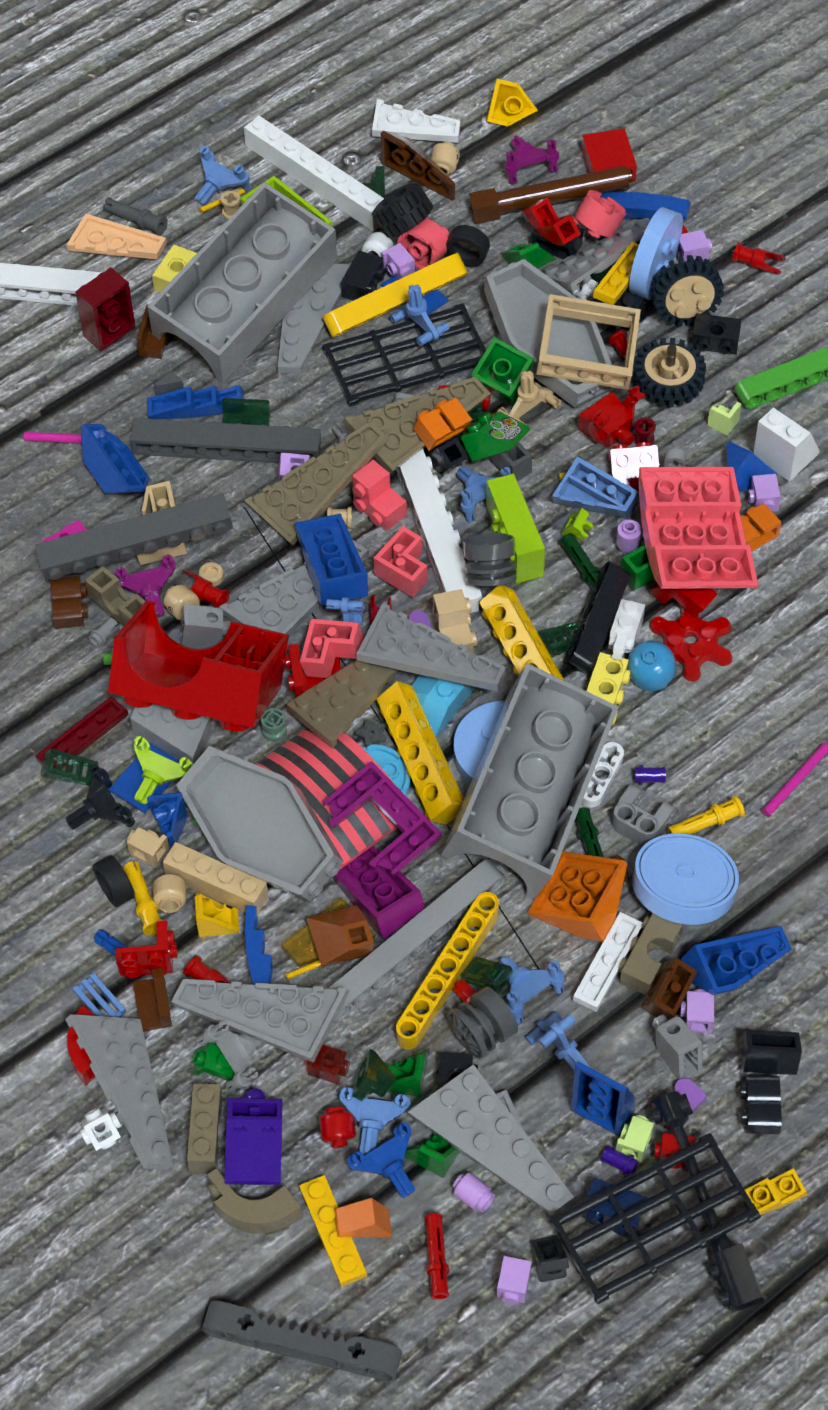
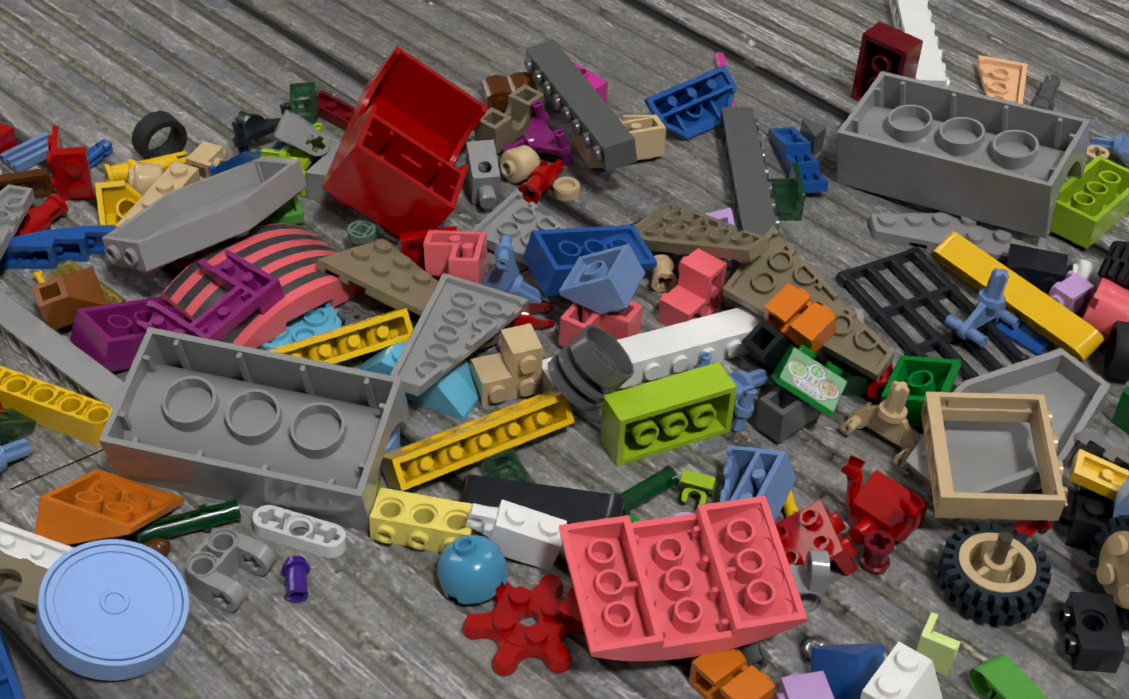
camera: 80 degrees right, 15 degrees down
(141, 760) = (296, 132): none -> light grey piece
(385, 543) = (604, 280): none -> medium blue slope
(716, 815) = (227, 654): yellow pin -> none

